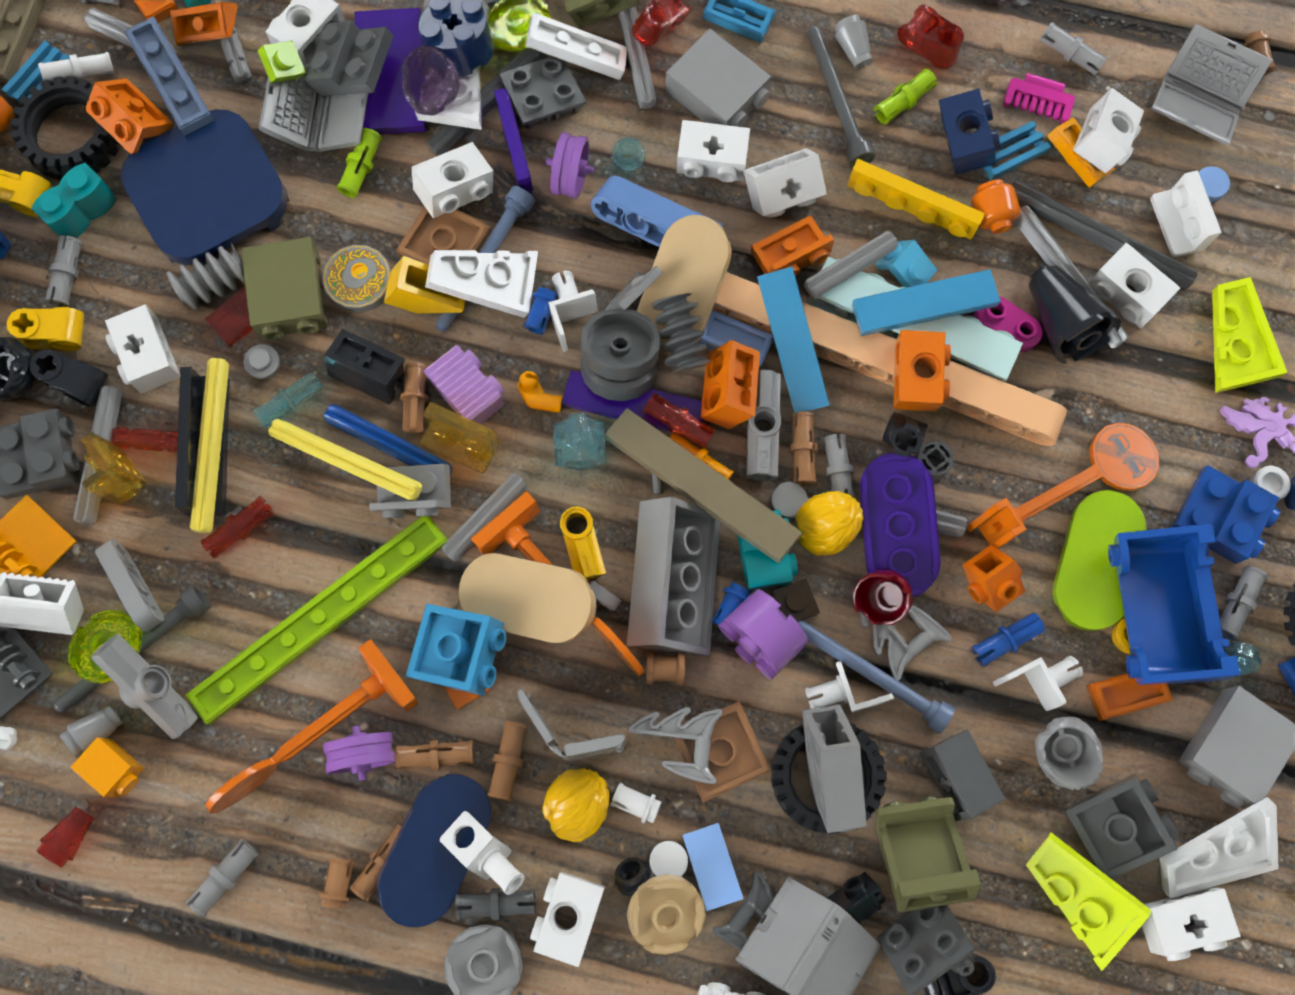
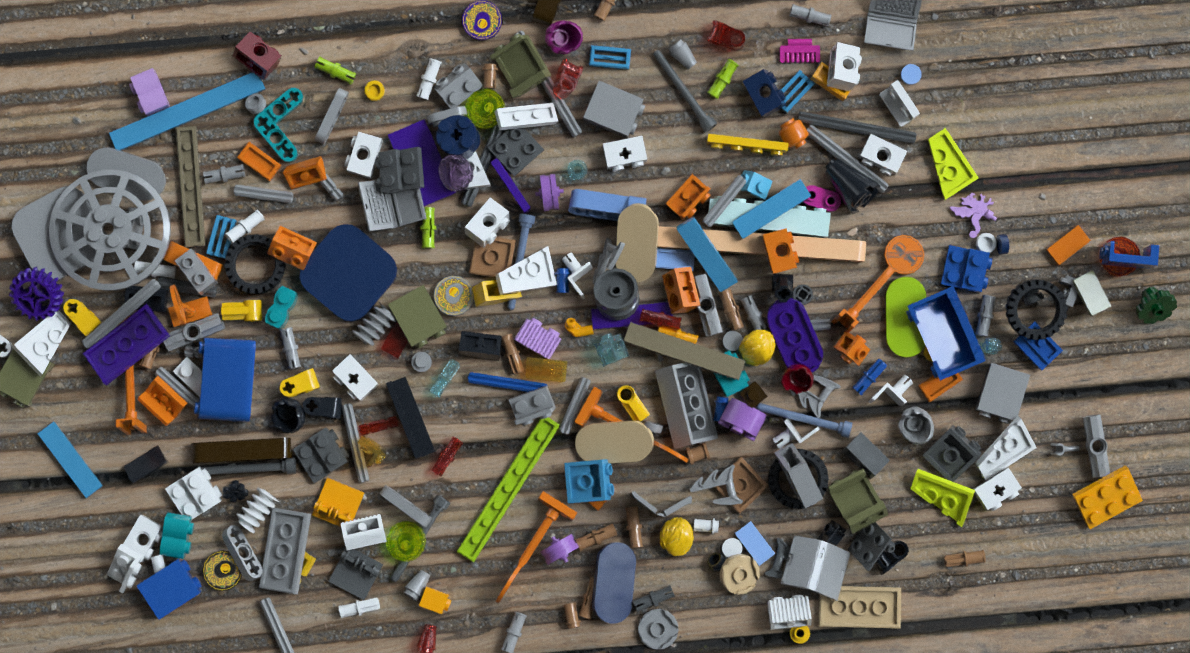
camera: 20 degrees left, 10 degrees up
(131, 674) = (439, 554): light grey piece -> none
(169, 76) = (302, 215): sand blue tile -> none
(209, 446) = (415, 418): light yellow axle -> none
(281, 61) = (366, 187): lime plate -> none
(345, 460) = (490, 401): light yellow axle -> none
(485, 855) = (641, 576): white bracket -> none
(567, 943) = (695, 604): white brick -> none
(680, 332) = (647, 273): dark grey piece -> none
(768, 179) = (672, 160): white brick -> none

